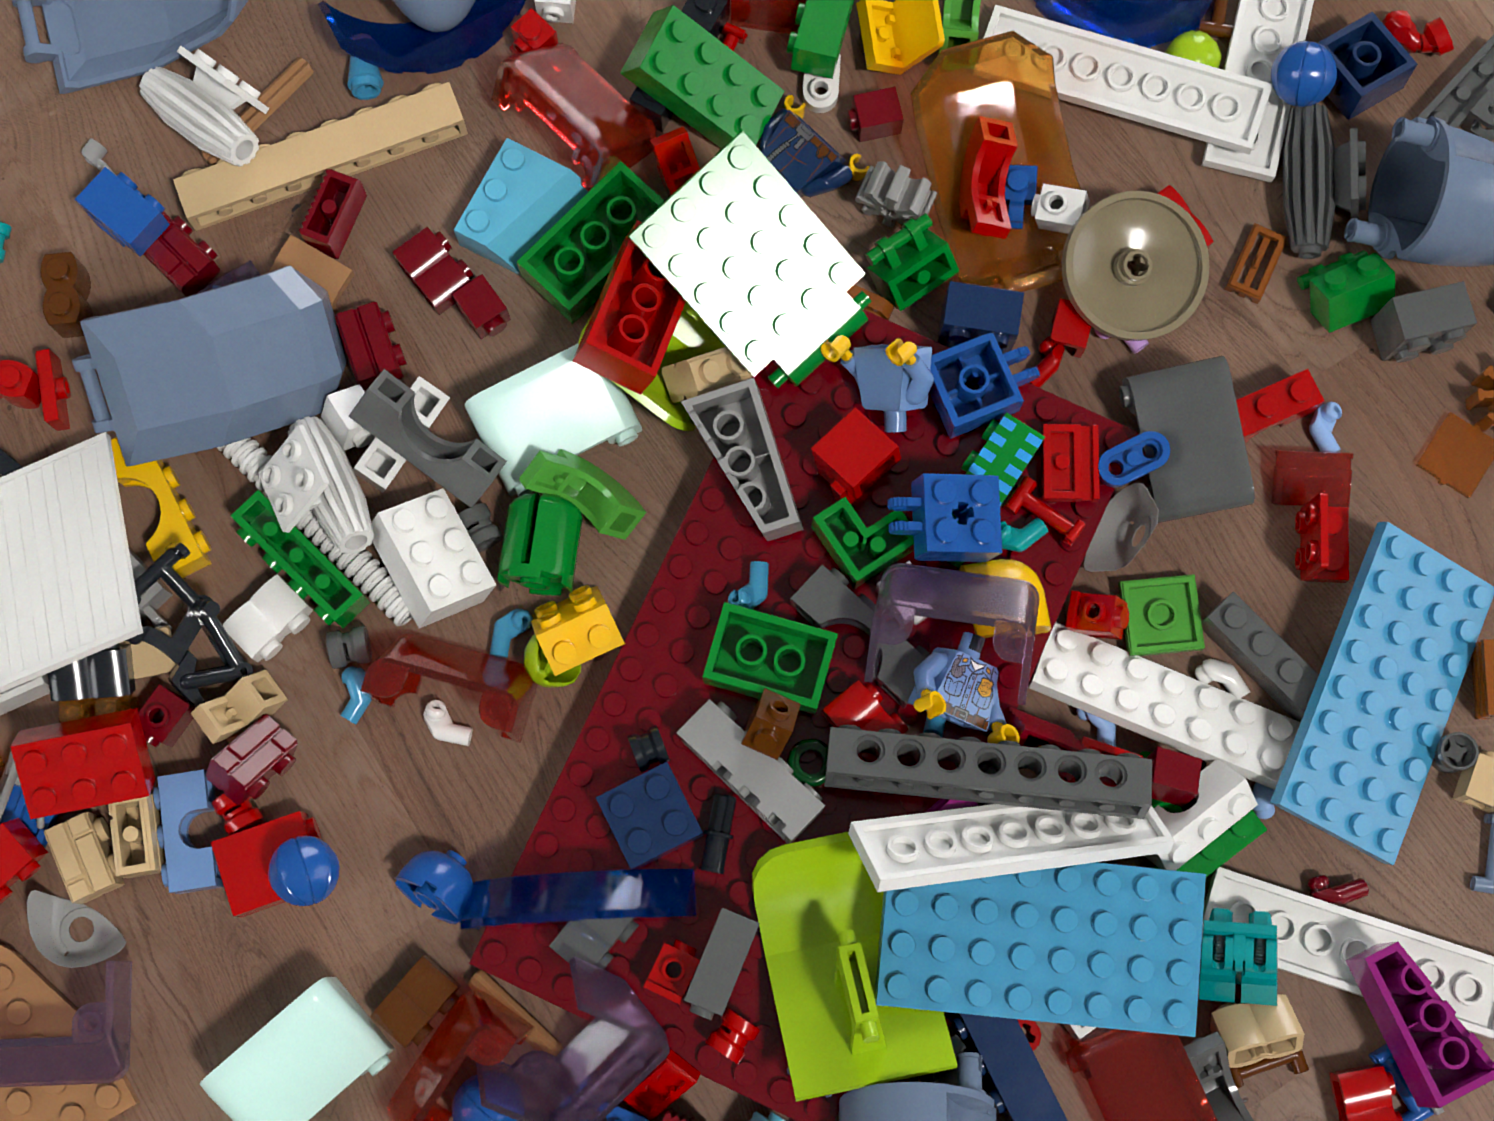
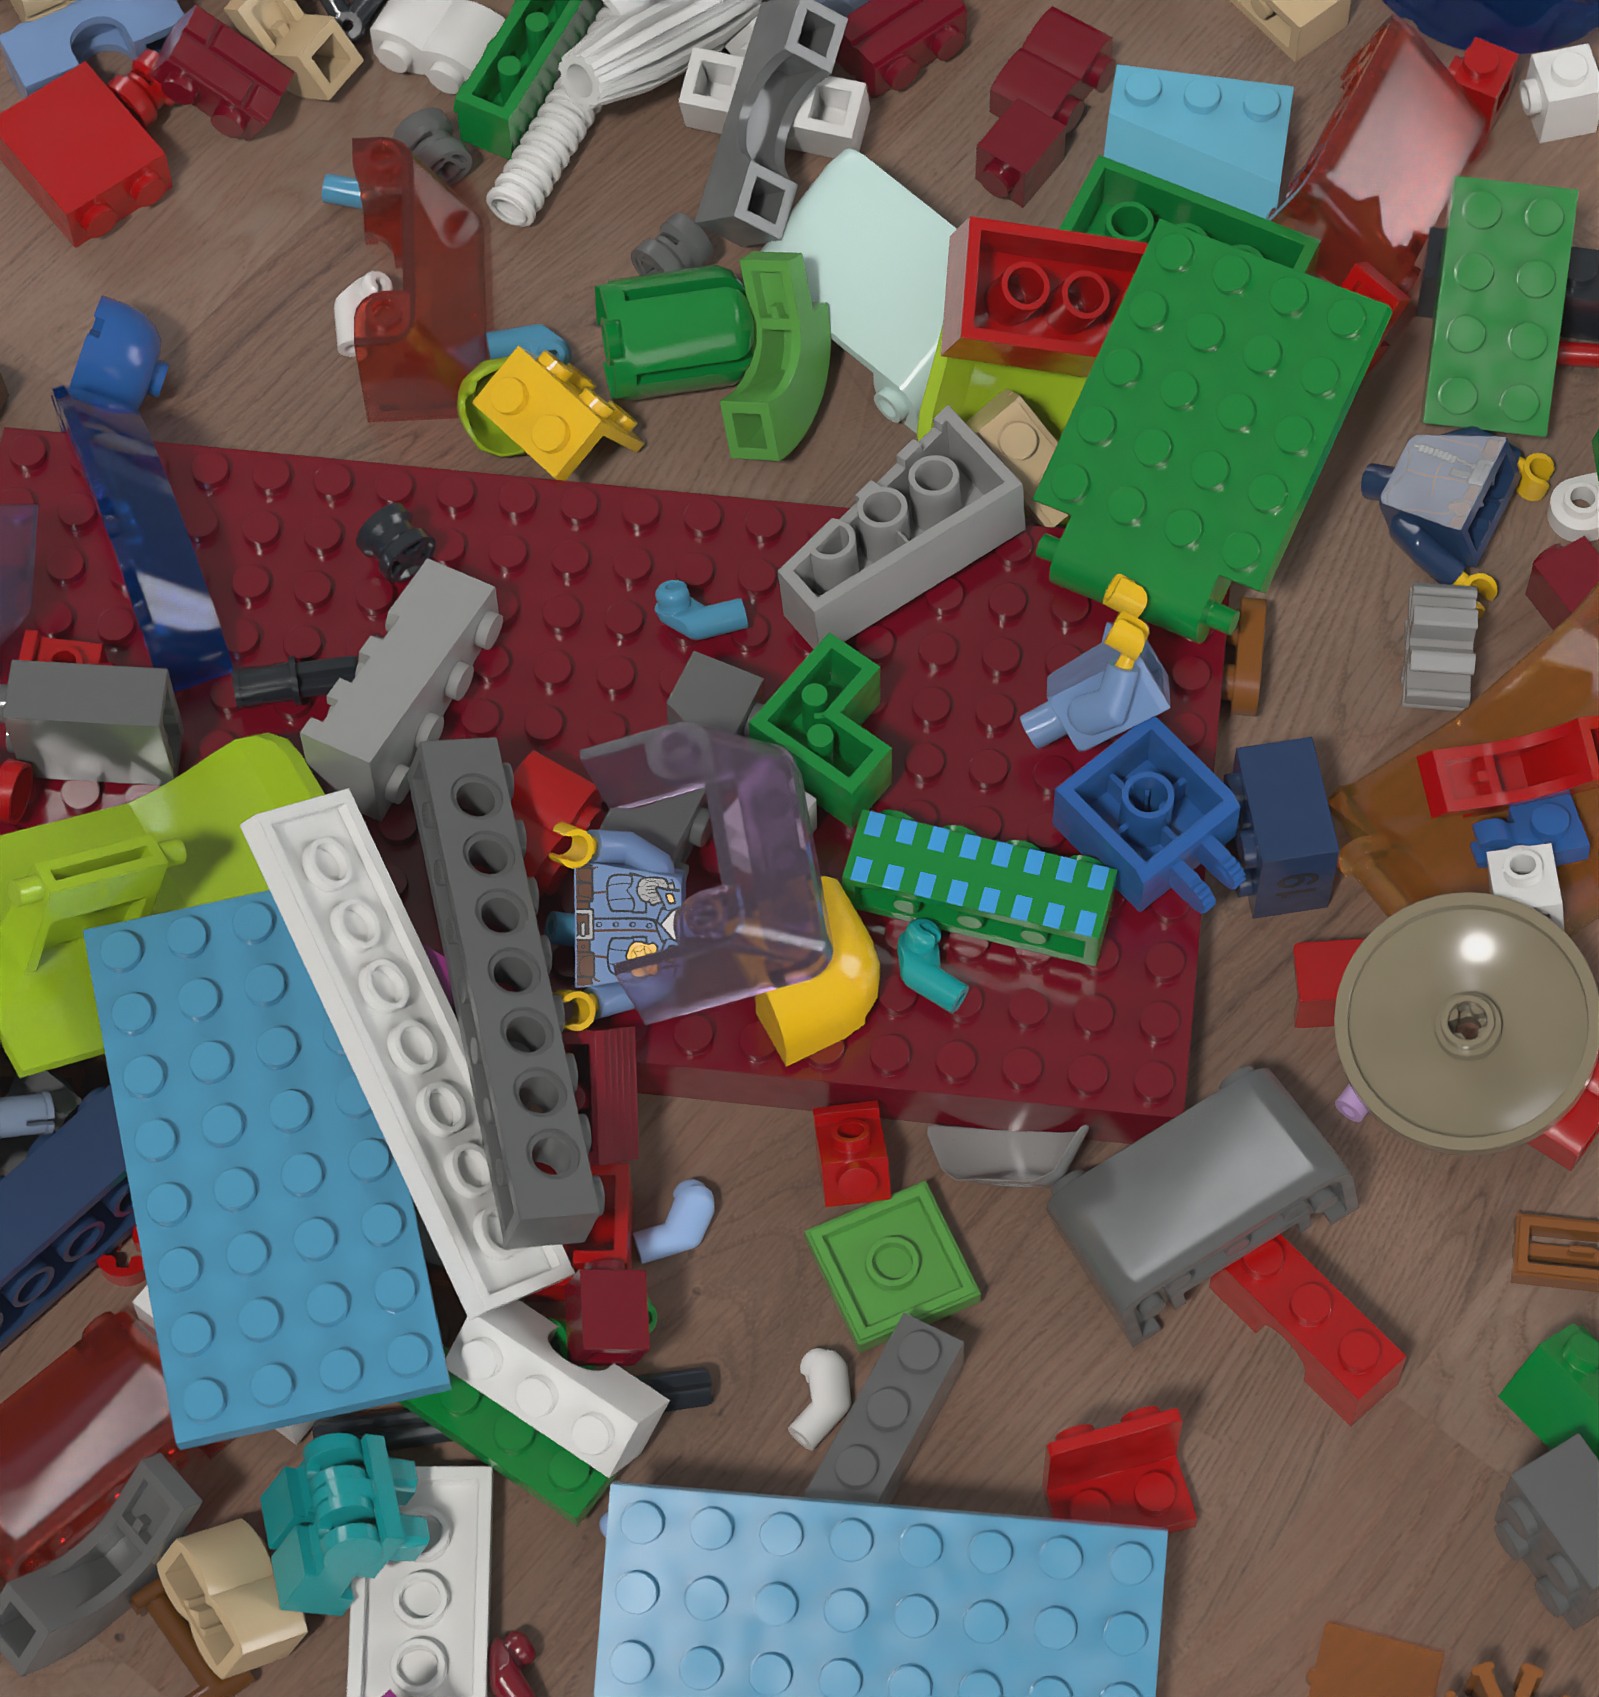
camera: 75 degrees right, 15 degrees down
(303, 870) = (71, 164): blue piece -> none
(431, 558) = (599, 197): white brick -> none
(593, 939) = (77, 557): dark grey brick -> none
(649, 816) = (290, 572): dark blue brick -> none
(770, 653) = (587, 650): green brick -> none
(771, 724) = (477, 664): reddish brown brick -> none
(854, 456) = (956, 677): red plate -> none
(910, 263) = (1344, 717): green brick -> none
(936, 532) = (903, 775): blue hinge -> none
(1023, 497) = (995, 959): red piece -> none
(1051, 362) = (1255, 970): red arm -> none
(1070, 463) = (1078, 1007): red plate -> none
(1131, 459) = (1125, 1102): blue plate -> none
(1164, 705) = (738, 1291): white plate -> none
(1304, 474) = (1227, 1443): clear red plate -> none
(1323, 424) = (1325, 1441): light blue arm -> none

